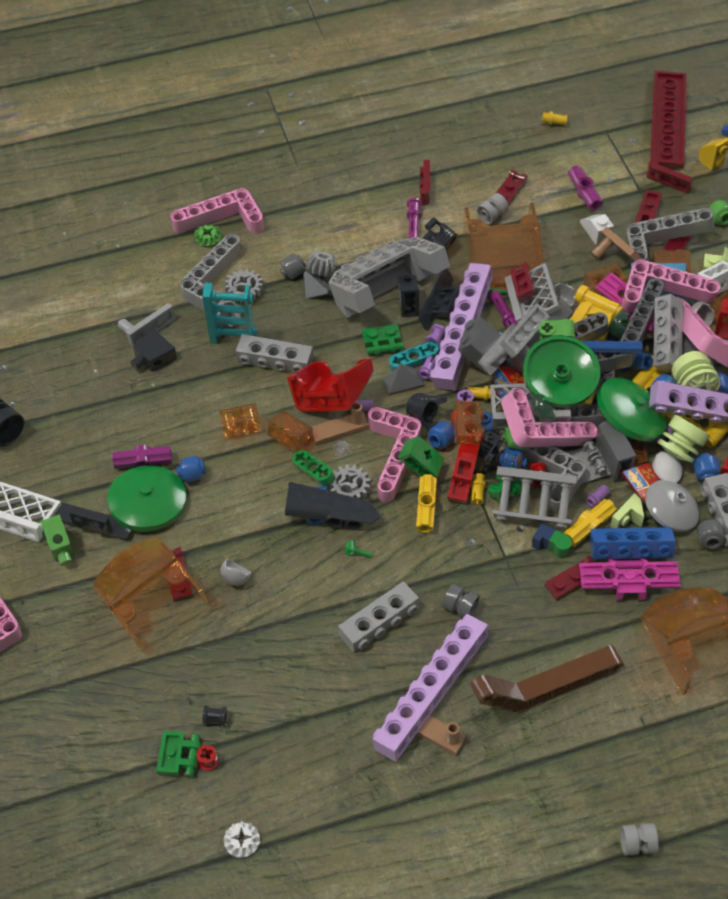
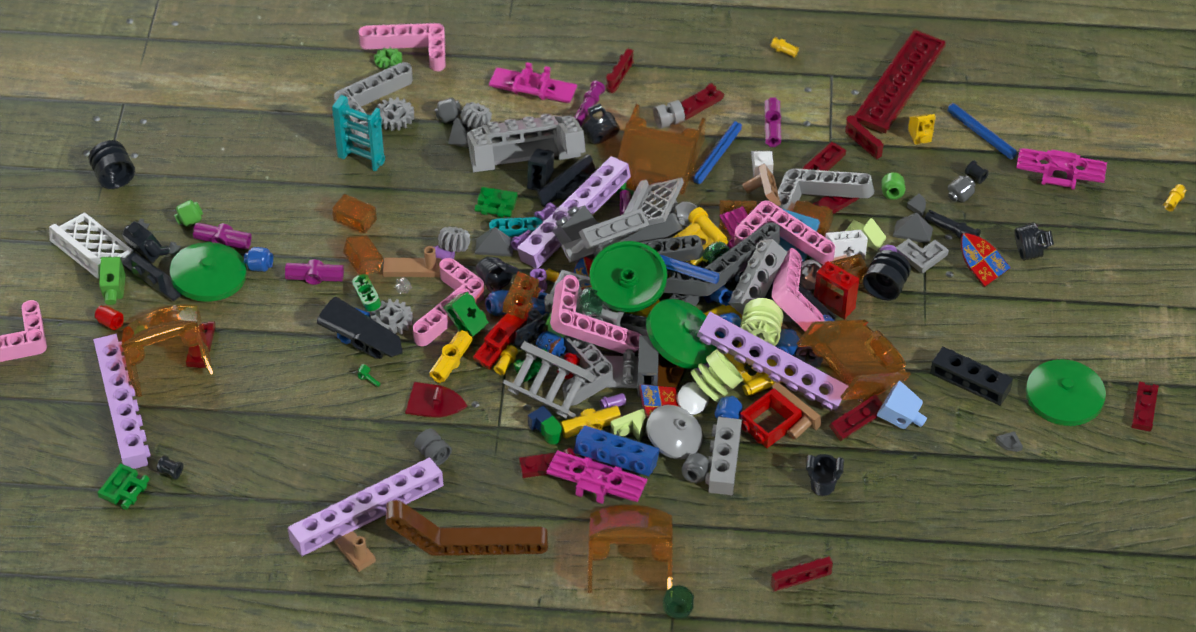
camera: 20 degrees right, 5 degrees down
(71, 489) = (145, 242): none -> black torso
(72, 578) = (109, 317): none -> red brick
(98, 445) = (188, 213): none -> bright green head
(153, 351) = (279, 147): black torso -> none
(156, 320) = (289, 123): light grey piece -> none
(168, 719) = (120, 401): none -> lavender brick
(210, 752) = (151, 502): red bush -> none
(234, 573) = (248, 358): light grey hair -> none
(240, 420) = (323, 231): clear orange brick -> none
(249, 845) = (143, 577): white gear -> none
(250, 463) = (314, 272): none -> magenta piece
(260, 391) = (354, 213): none -> clear orange brick
(273, 353) = (388, 184): light grey brick -> none
(320, 390) = (415, 224): red windscreen -> none
(354, 218) = (533, 83): none -> dark pink piece
(372, 390) = (454, 239): none -> light grey gear
(382, 607) = (354, 436): light grey brick -> none
(431, 553) = (434, 401): none -> dark red shield
(523, 282) = (650, 188): dark red plate -> none
(551, 230) = (717, 152): none -> blue axle
(557, 328) = (647, 236): bright green piece -> none

